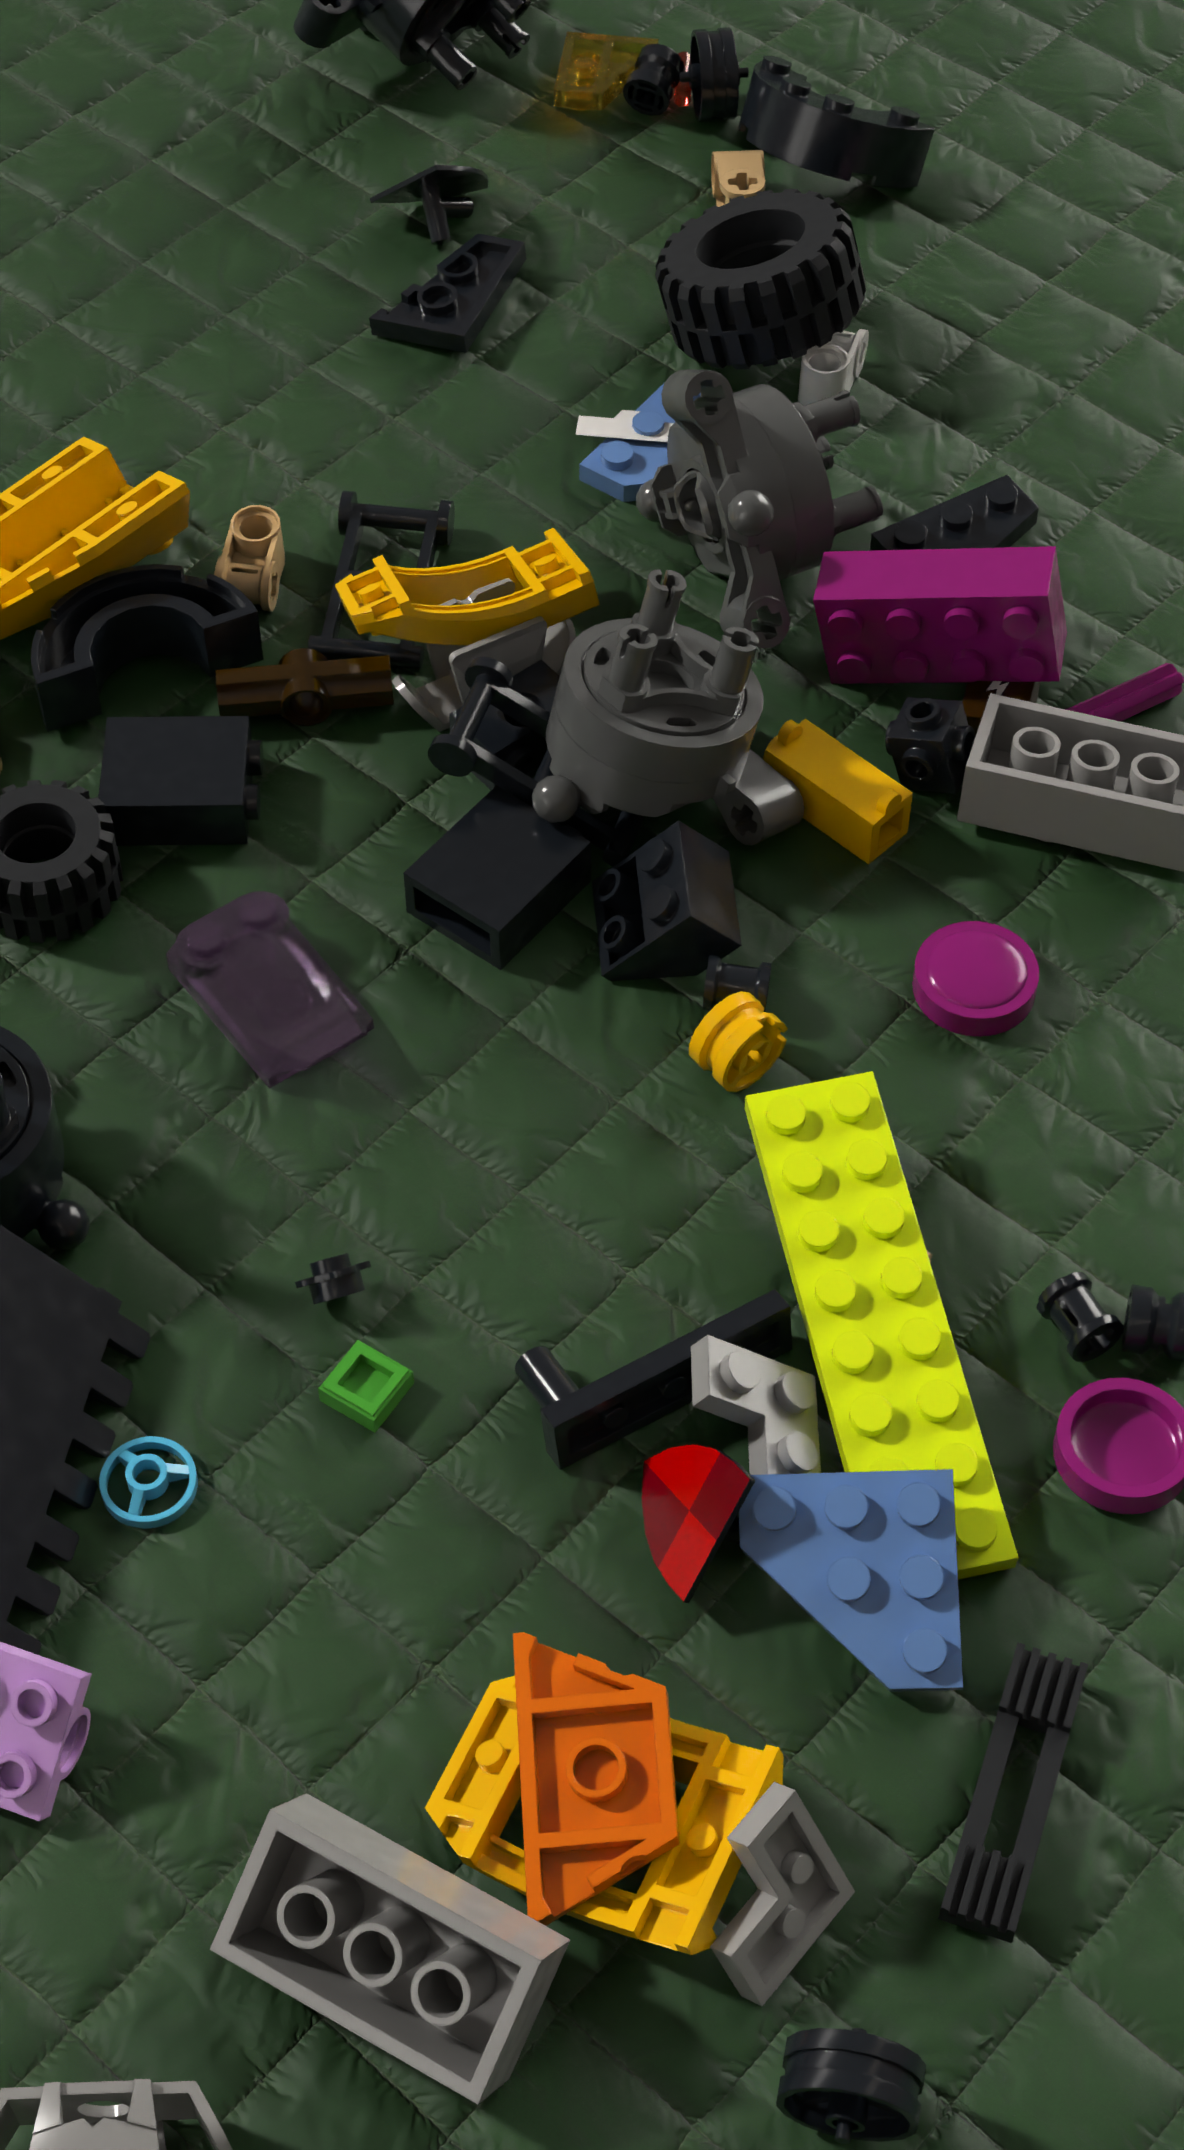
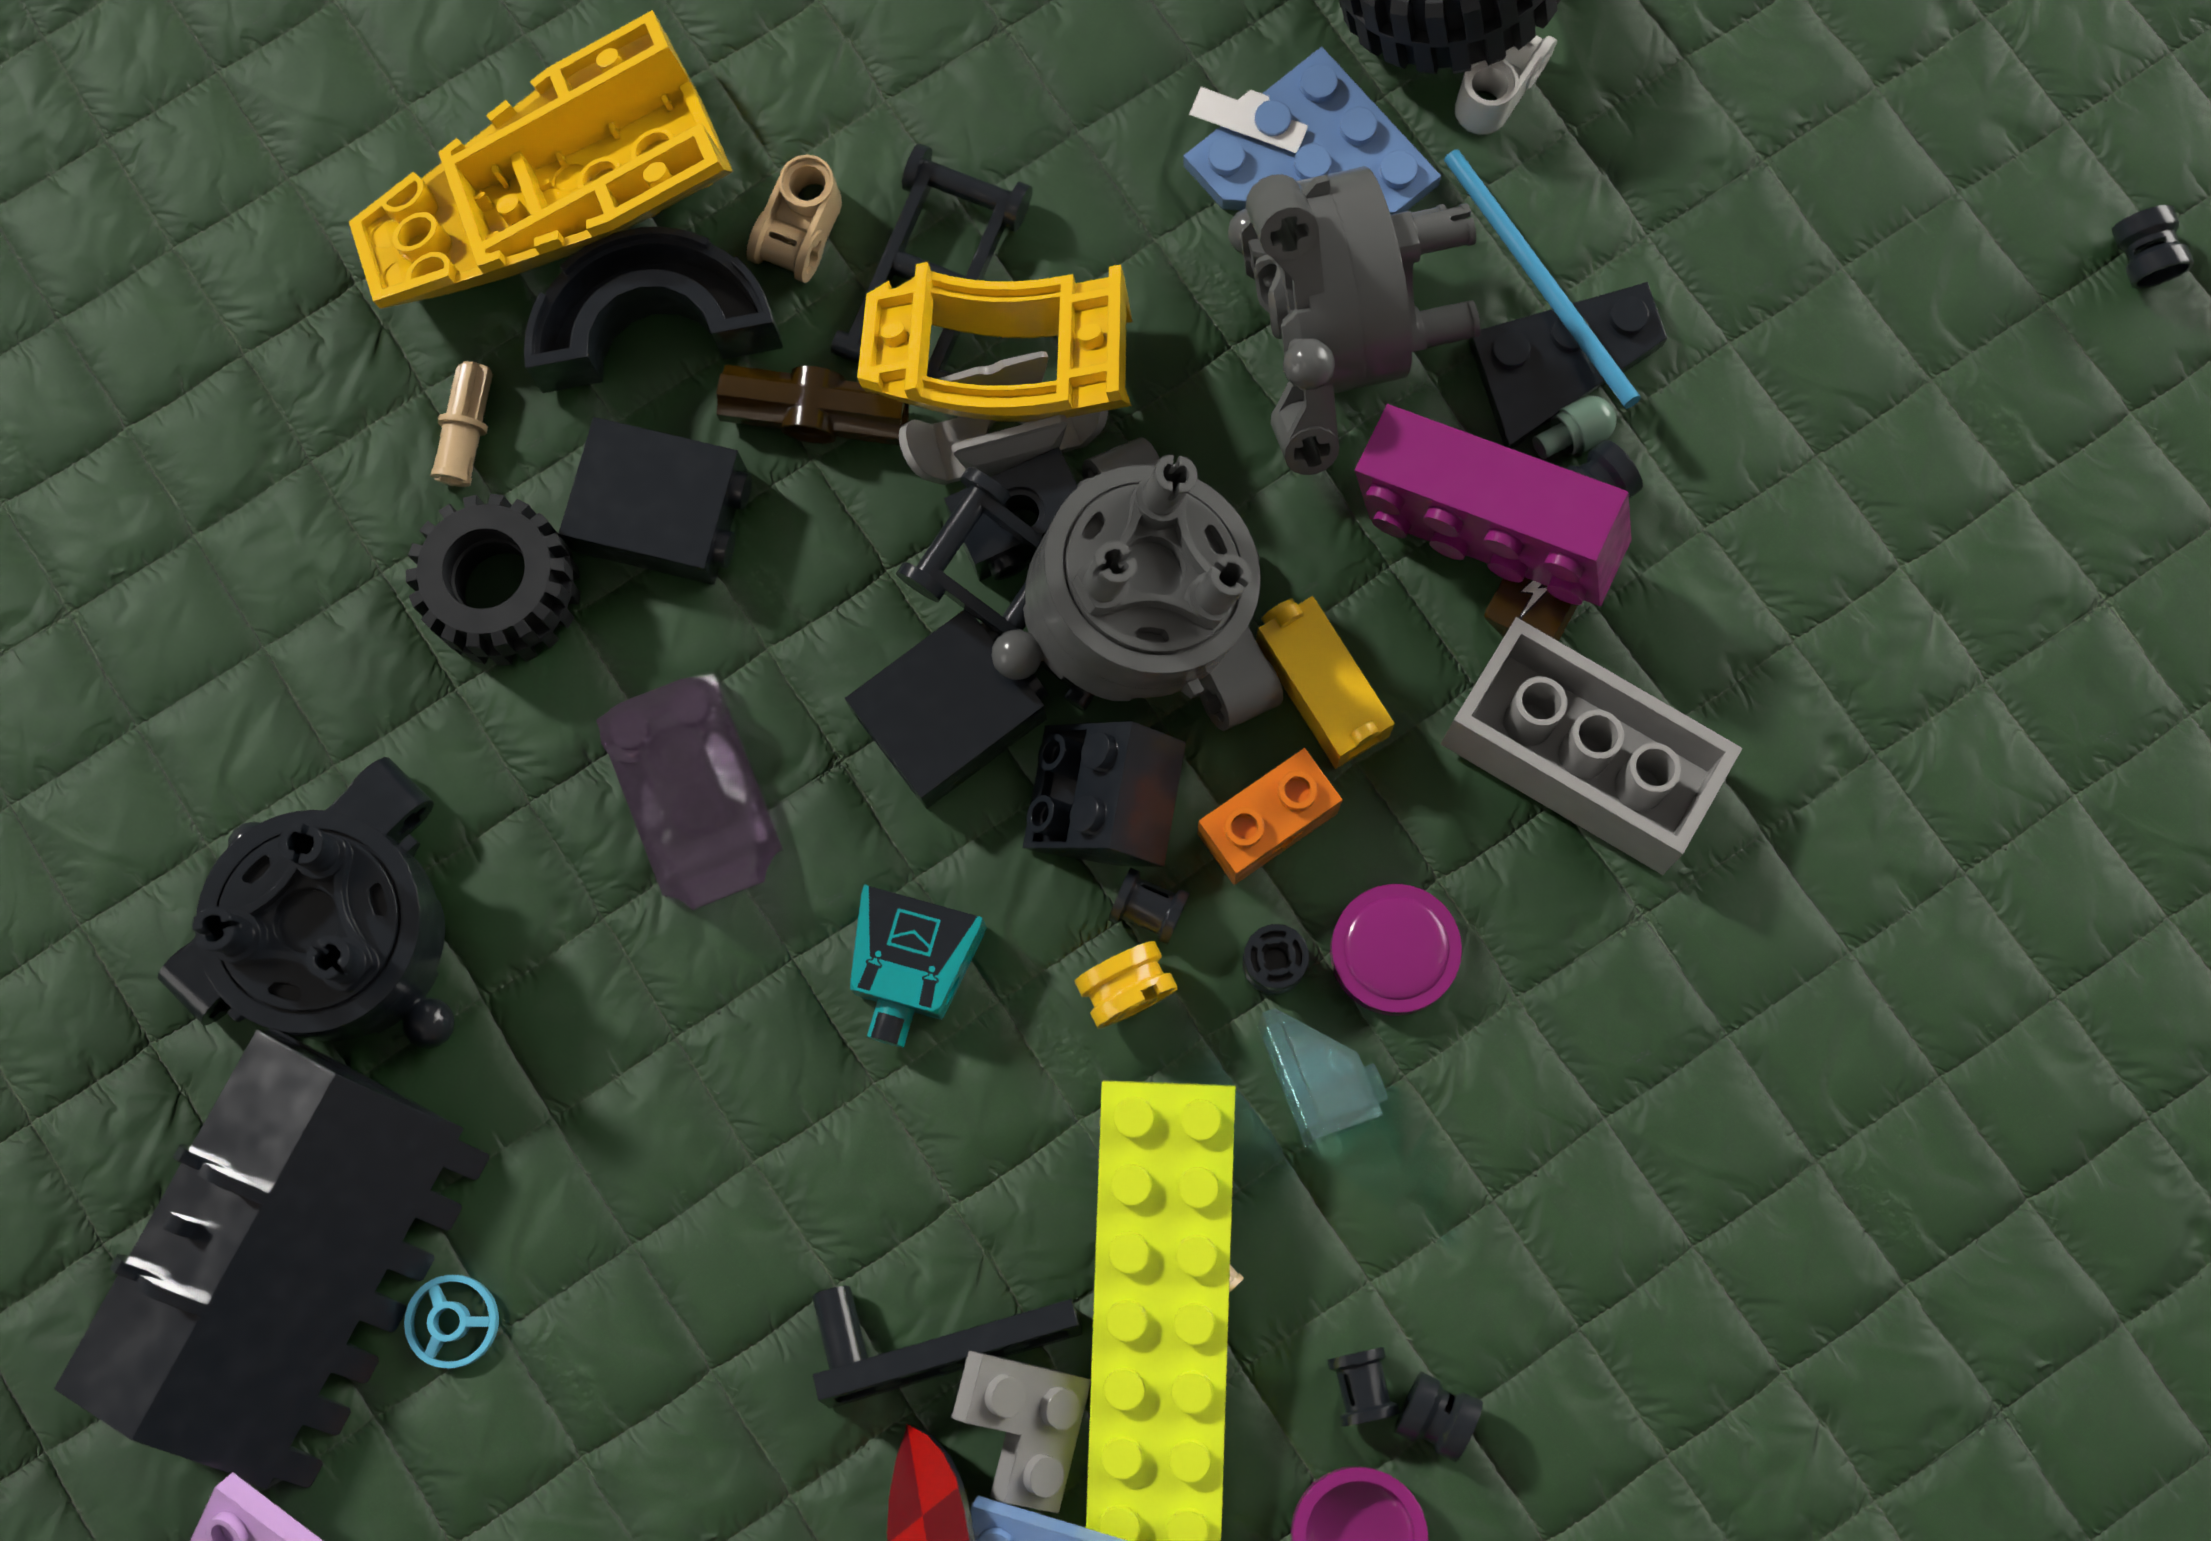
camera: 20 degrees right, 25 degrees up
(334, 1278) = (666, 1156): black plate -> none
(366, 1386) = (672, 1273): bright green tile -> none
(526, 1069) = (909, 959): none -> torso
(823, 893) = (1269, 816): none -> orange brick
(869, 1000) = (1268, 969): none -> black wheel
(930, 744) = (1438, 653): black brick -> none
(931, 489) = (1542, 279): none -> dark azure axle
(938, 1072) = (1320, 1078): none -> clear light blue slope
(1134, 695) = (1658, 630): magenta axle -> none

